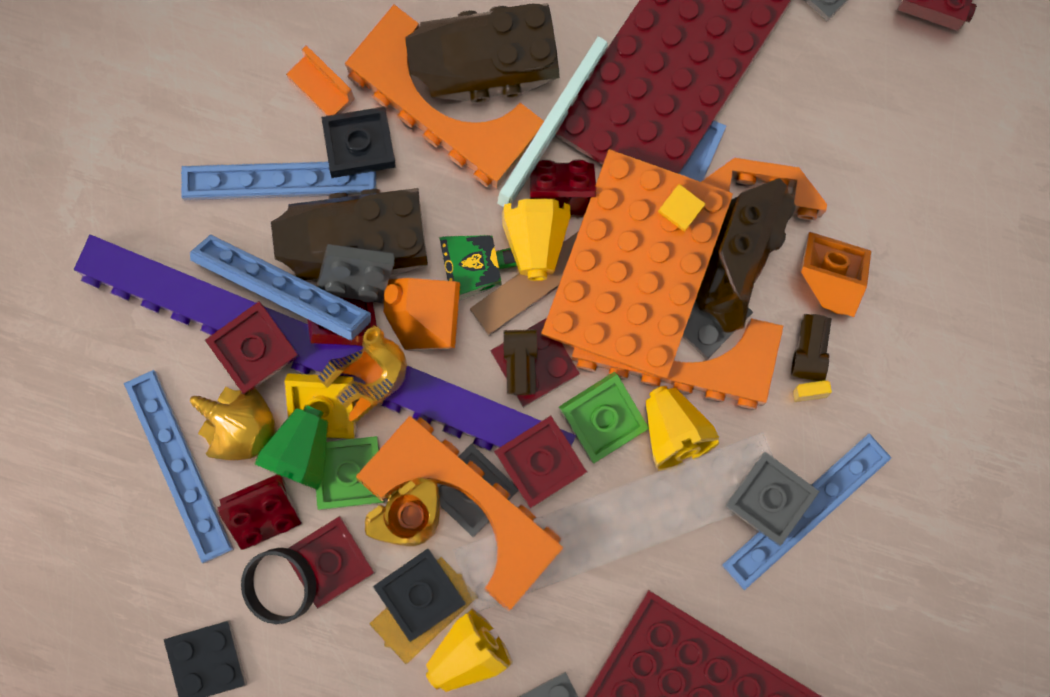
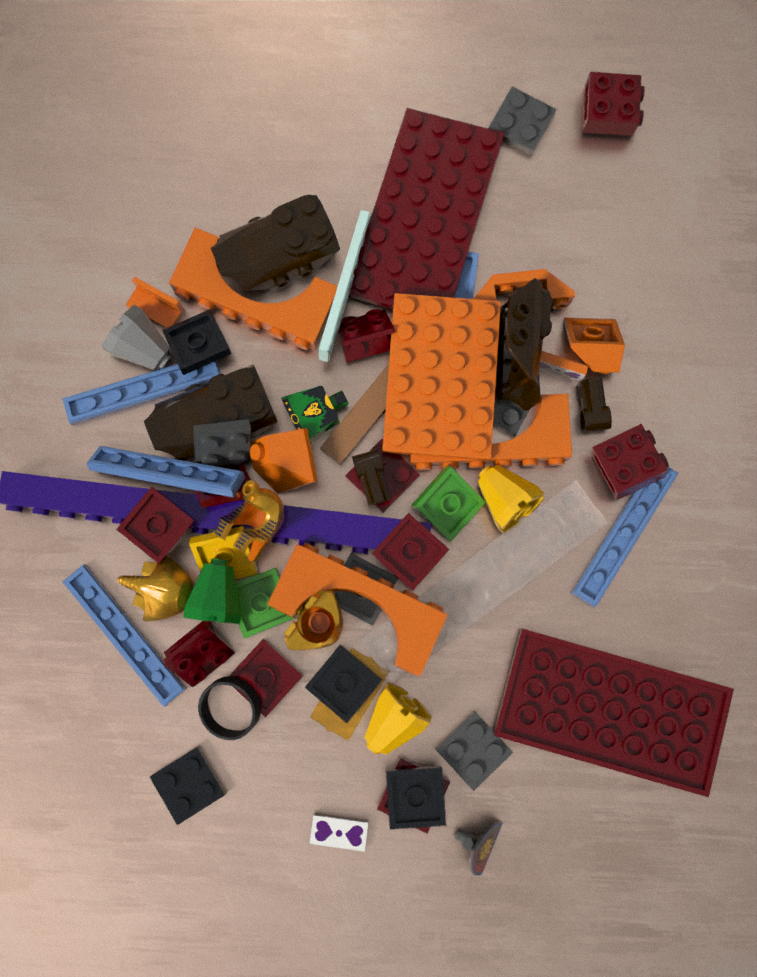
camera: 20 degrees left, 0 degrees up
(289, 123) = (137, 340): none -> light grey cone
(536, 235) = (356, 375): yellow cone -> none
(681, 207) = (464, 322): yellow tile -> none
(772, 498) = (598, 530): dark grey plate -> none
(786, 289) = (562, 366): none -> tile
(812, 391) = (602, 436): yellow tile -> none
(835, 427) = (630, 461): none -> dark red brick

